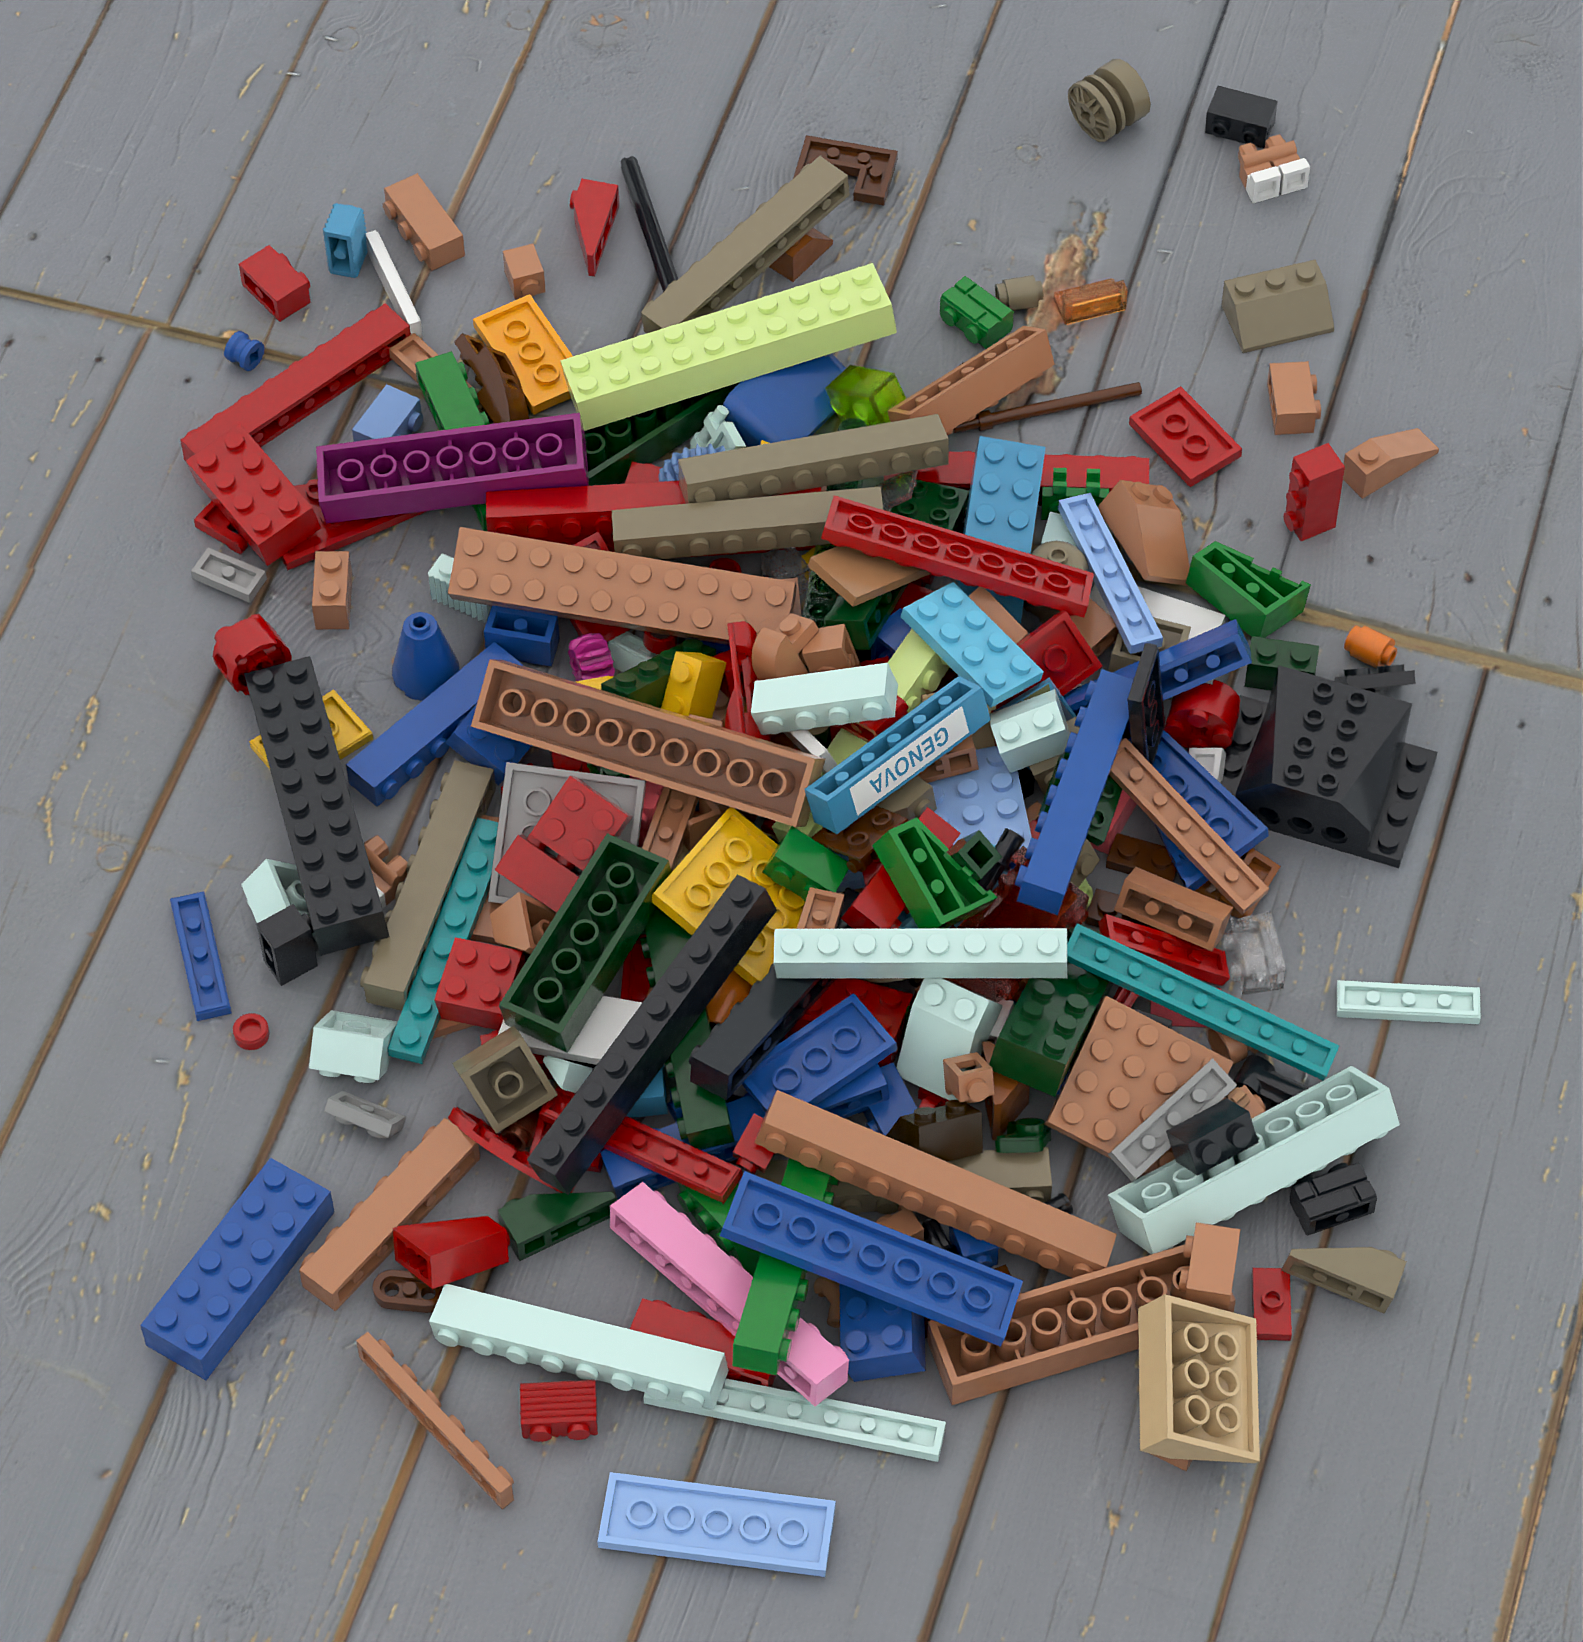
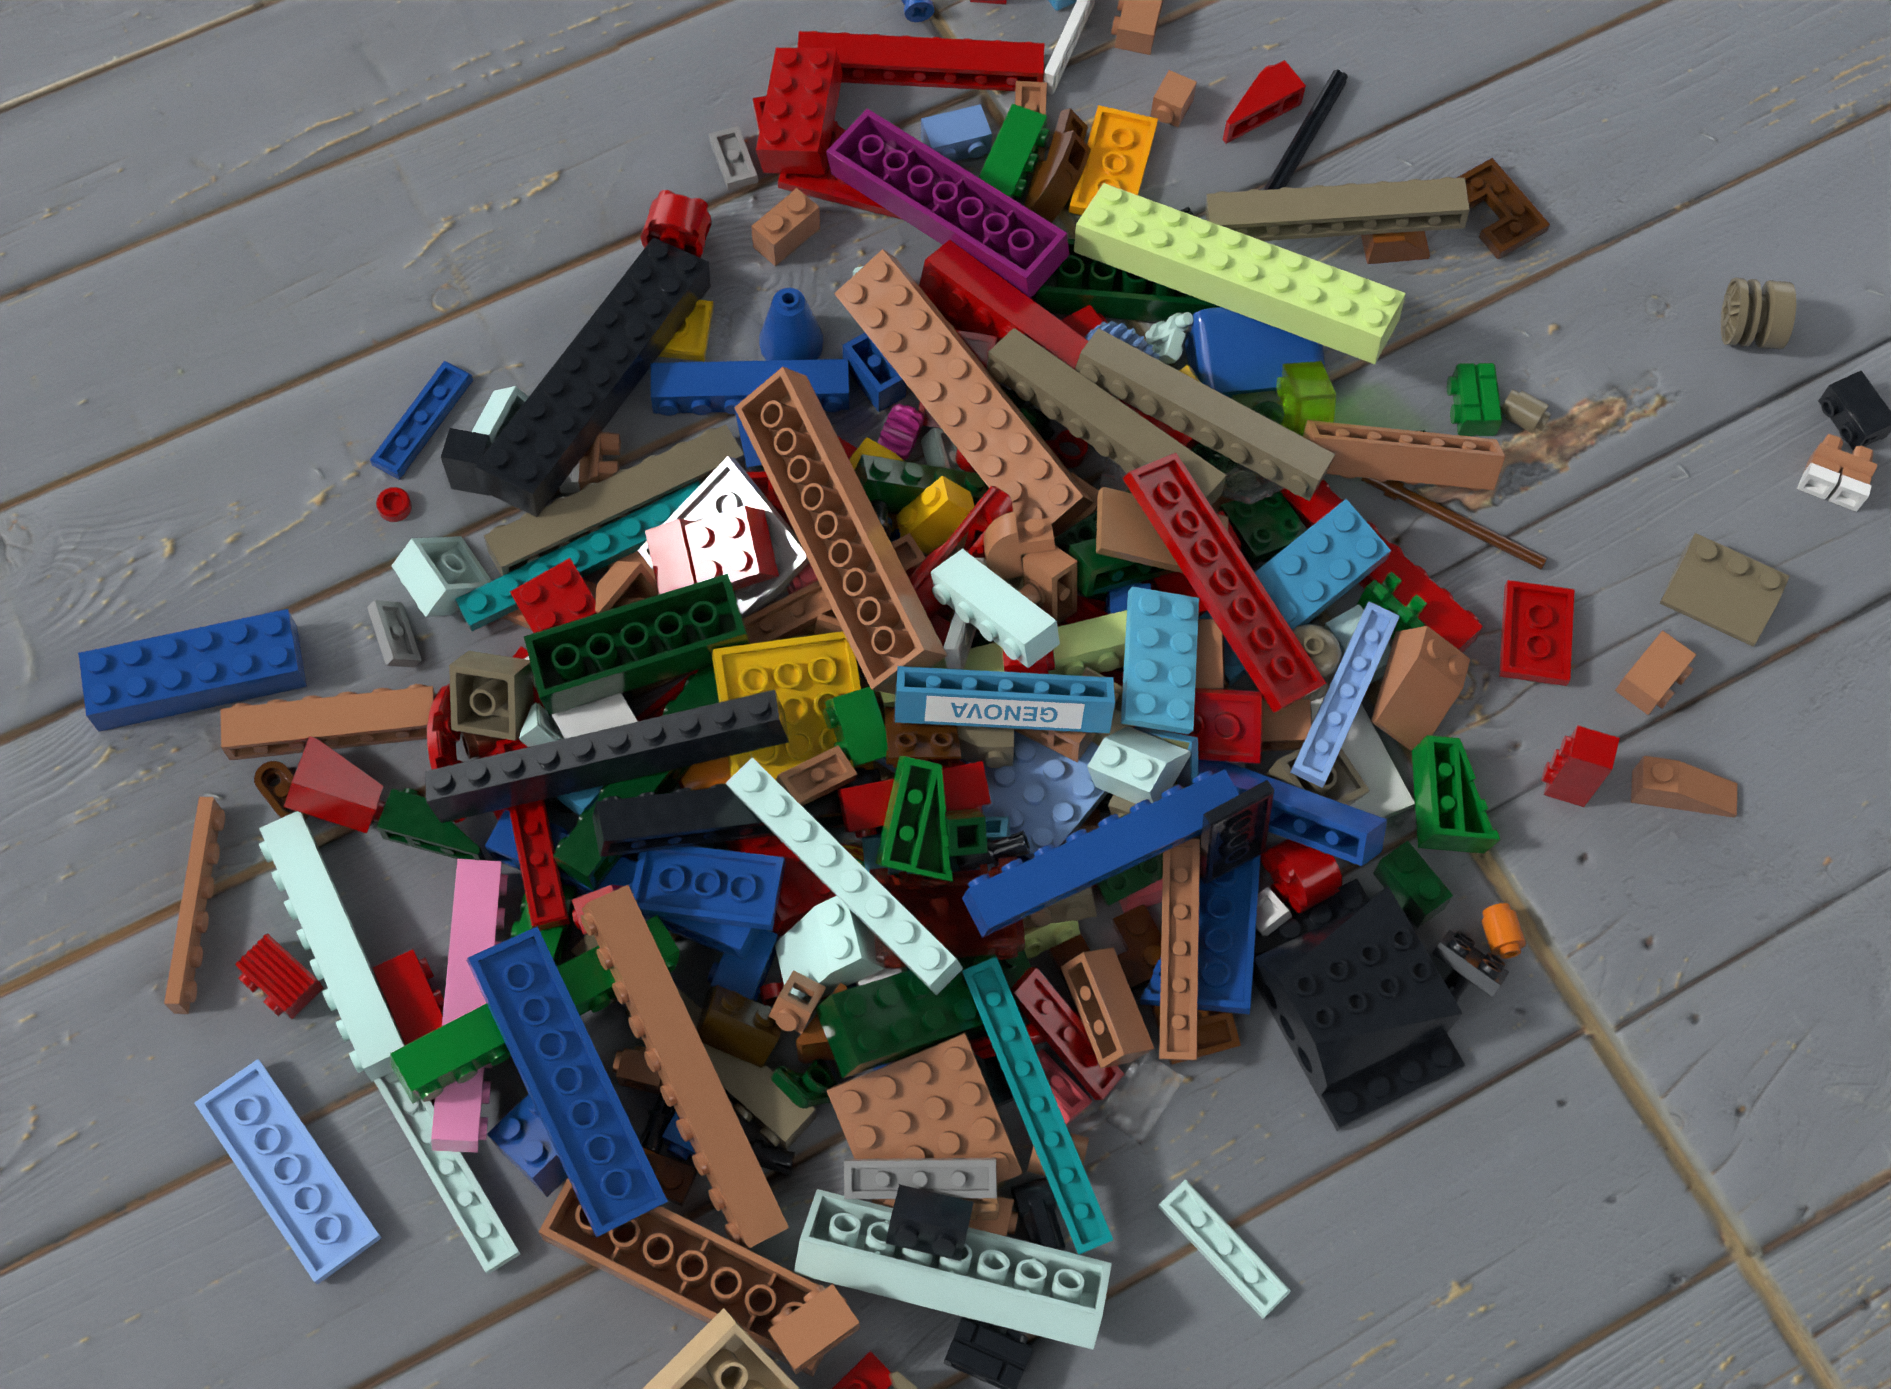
camera: 40 degrees right, 10 degrees up
(1091, 300) = (1579, 462): clear orange panel -> none

